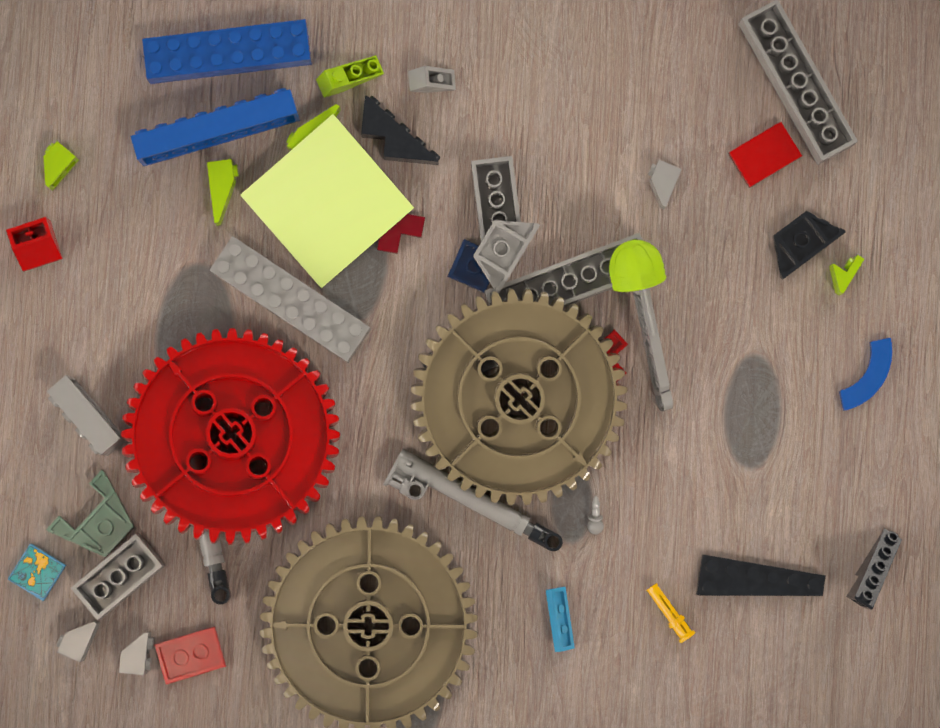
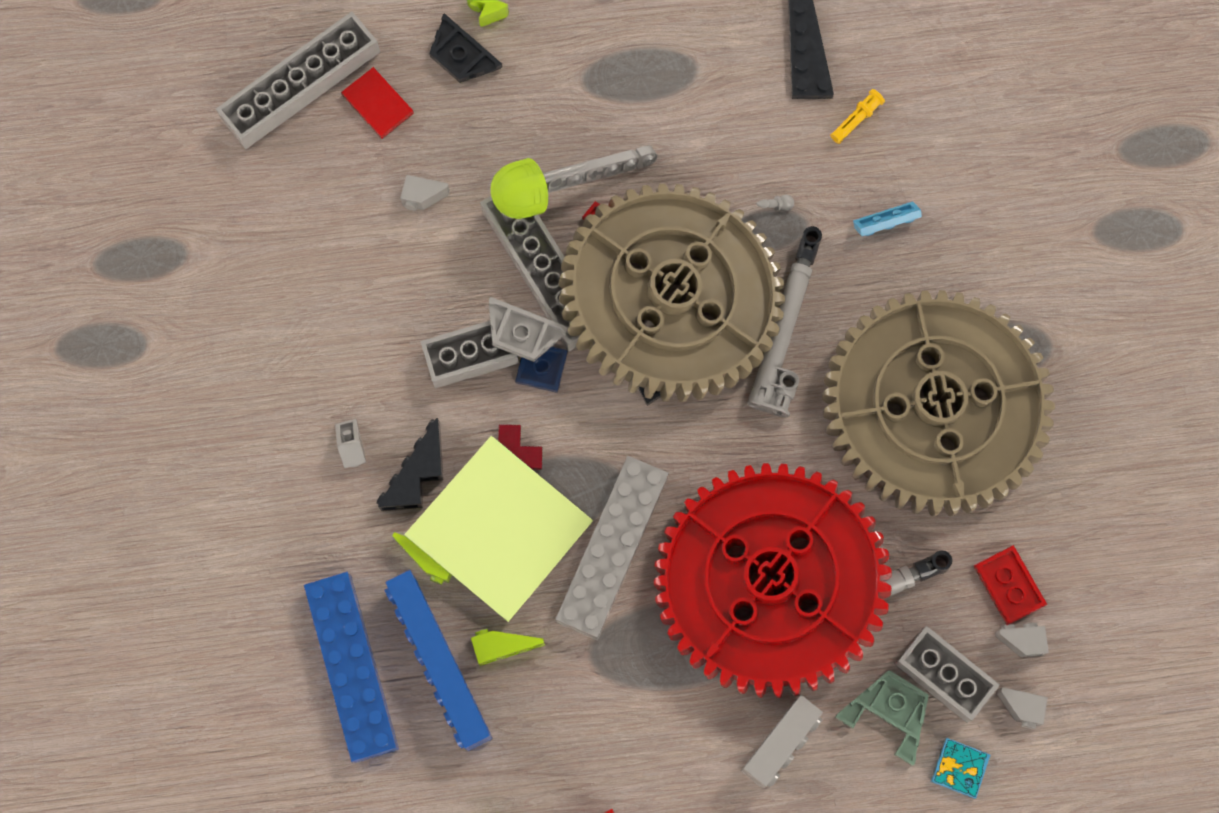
camera: 95 degrees left, 10 degrees down
(348, 76) = (358, 531): lime slope -> none

